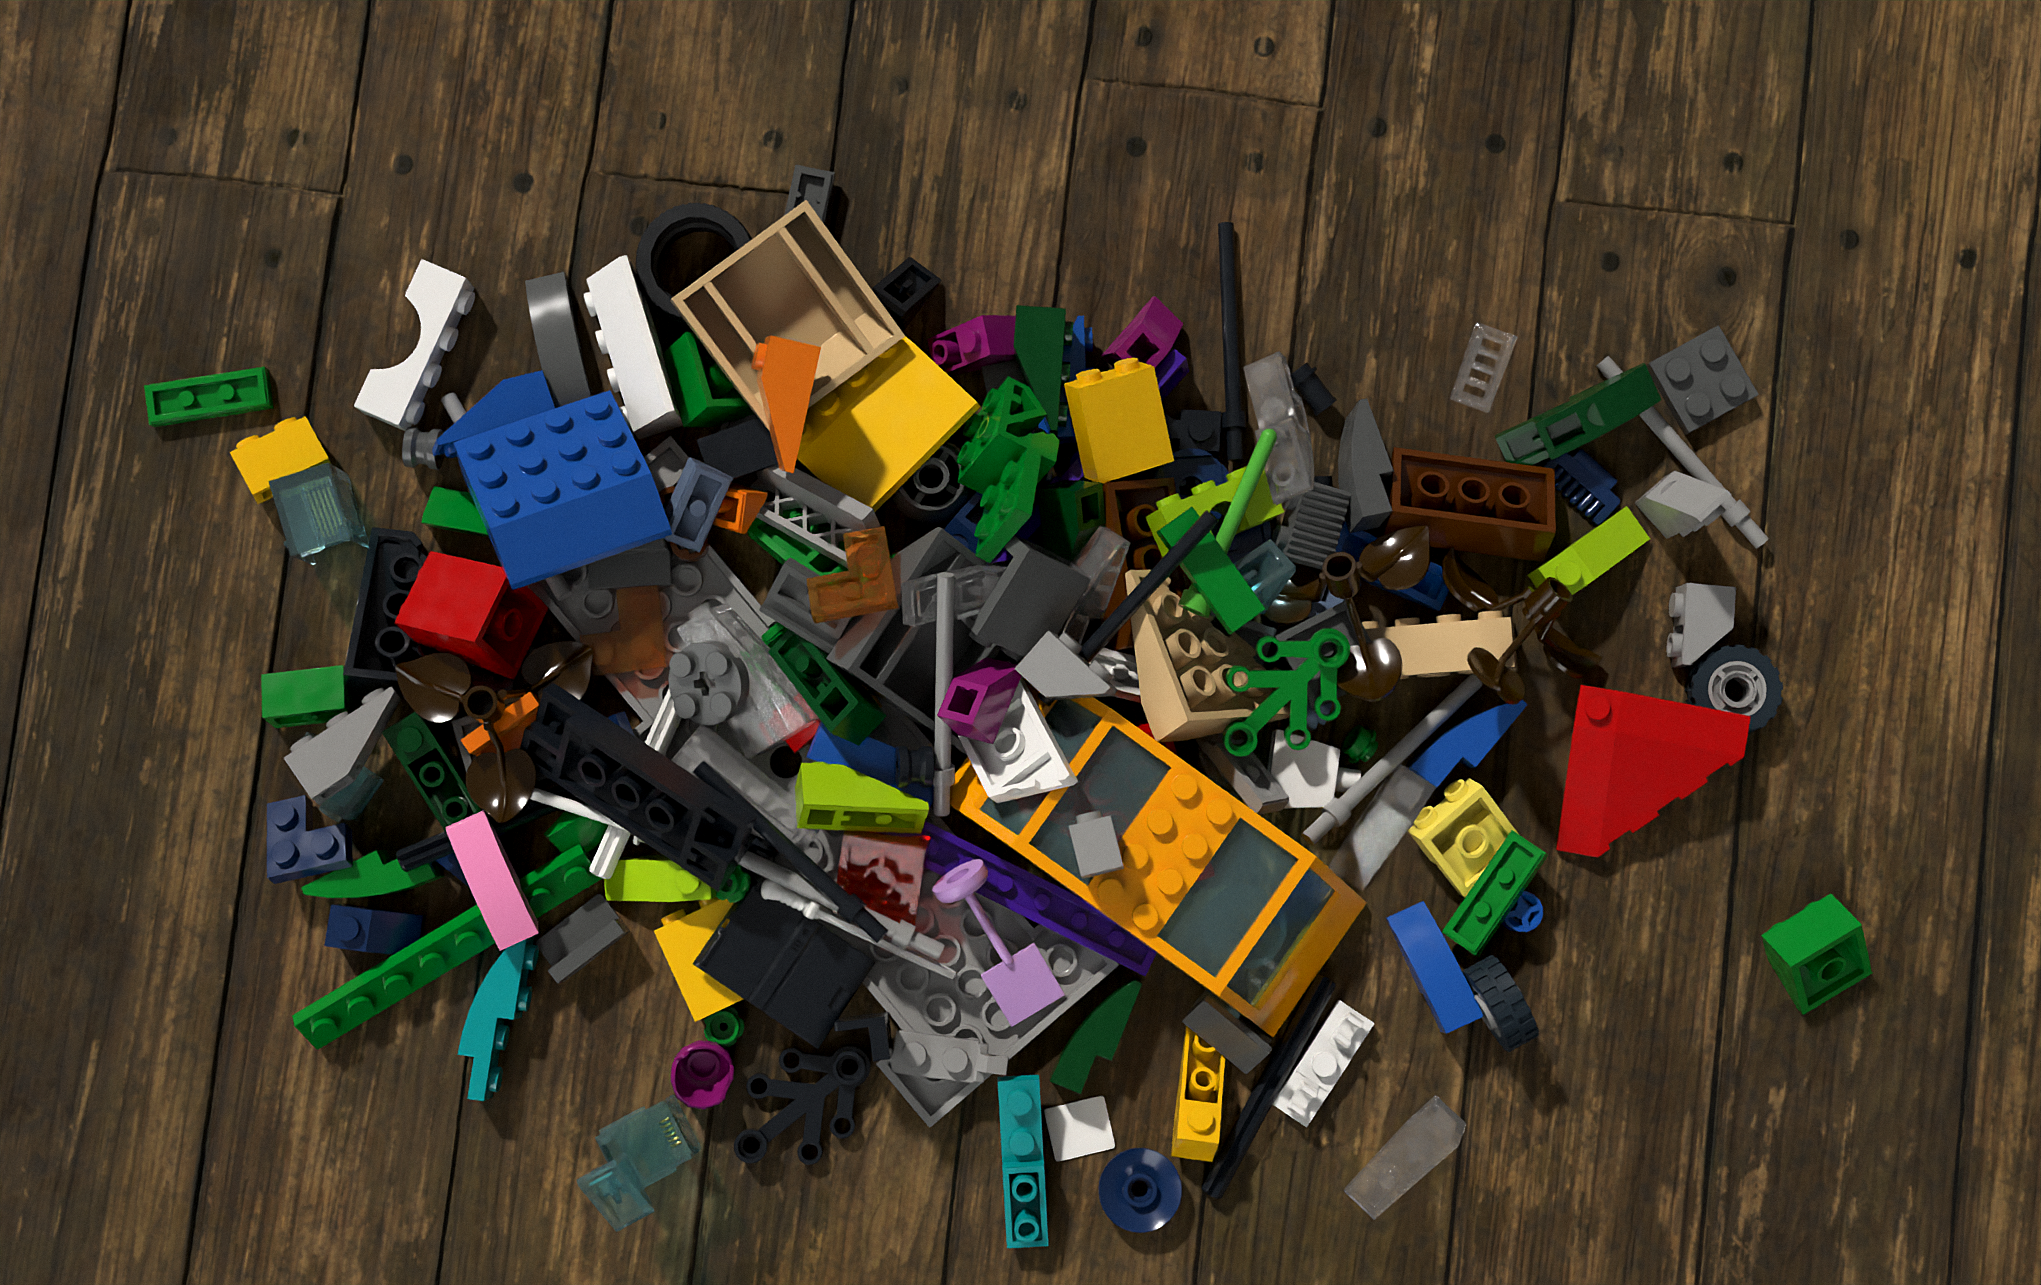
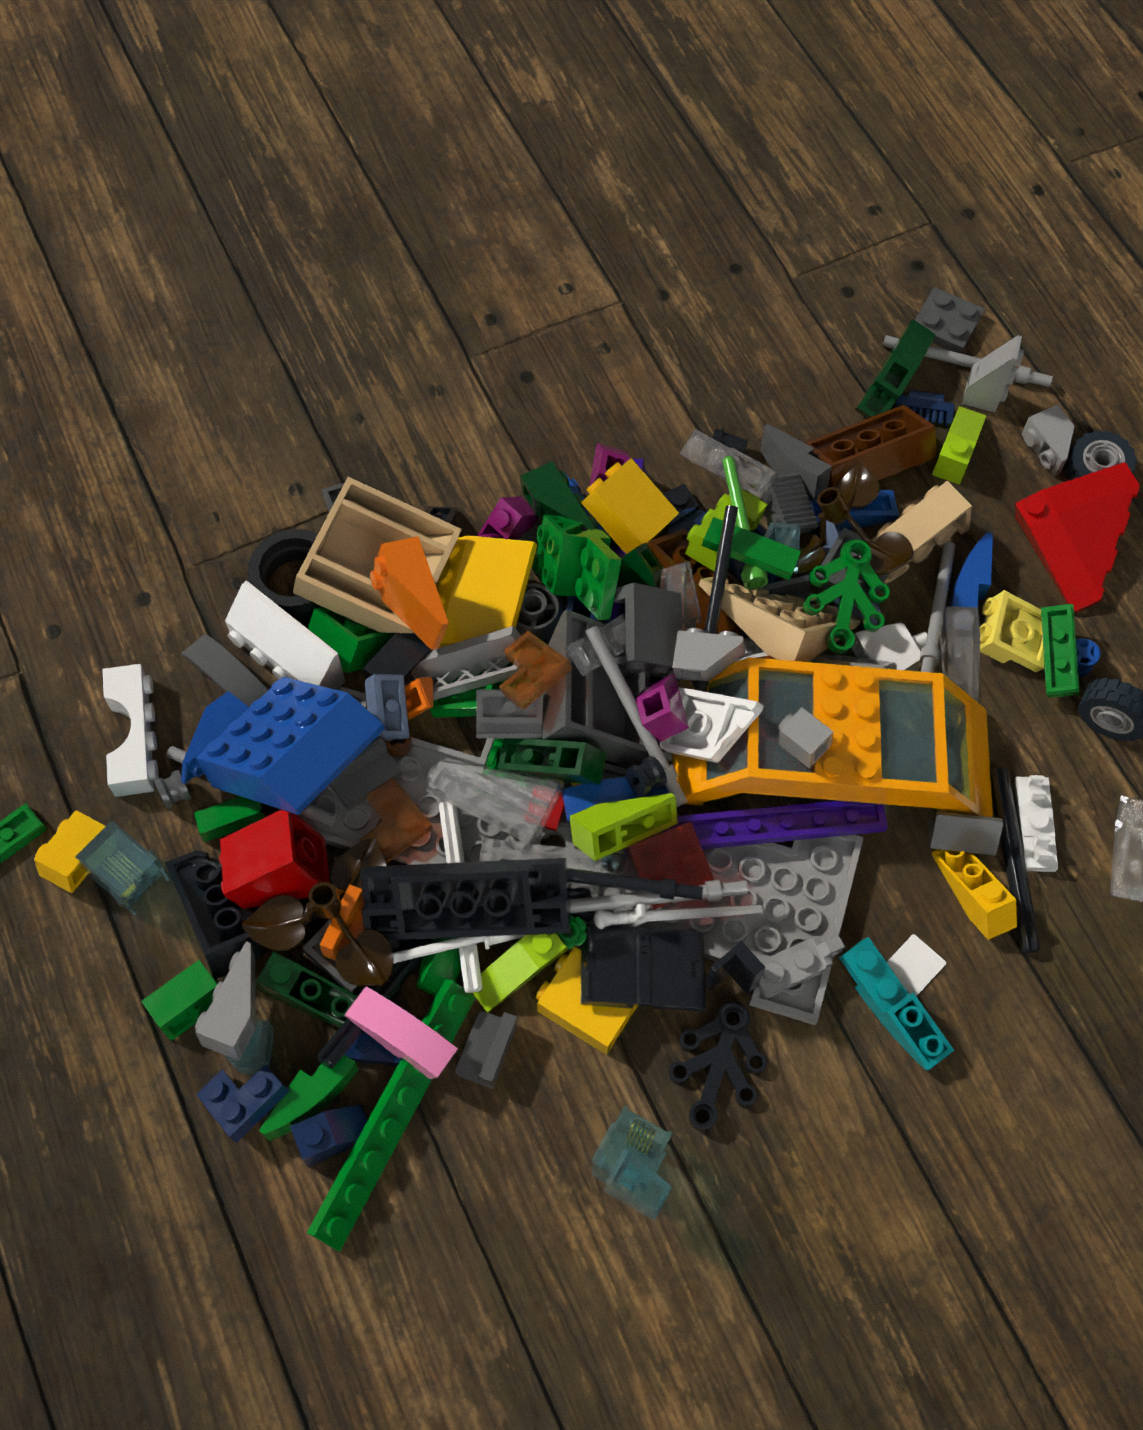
camera: 30 degrees left, 20 degrees down
(499, 997) = (456, 1125): teal slope -> none
(687, 689) = (451, 807): dark grey plate -> none
(702, 1074) = (635, 1084): magenta hair -> none
(728, 1037) = (631, 1038): green plate -> none
(1021, 981) = (809, 881): lavender piece -> none
(1095, 1036) = (883, 895): dark green slope -> none
(1144, 1211) = (993, 962): dark blue dish -> none
(1233, 418) = (693, 482): black bar -> none
(1359, 744) = (911, 618): green plate -> none
(1434, 968) = (1059, 720): blue slope -> none
(1502, 357) = (823, 358): clear slope -> none
(1540, 608) = (961, 464): dark brown plant -> none

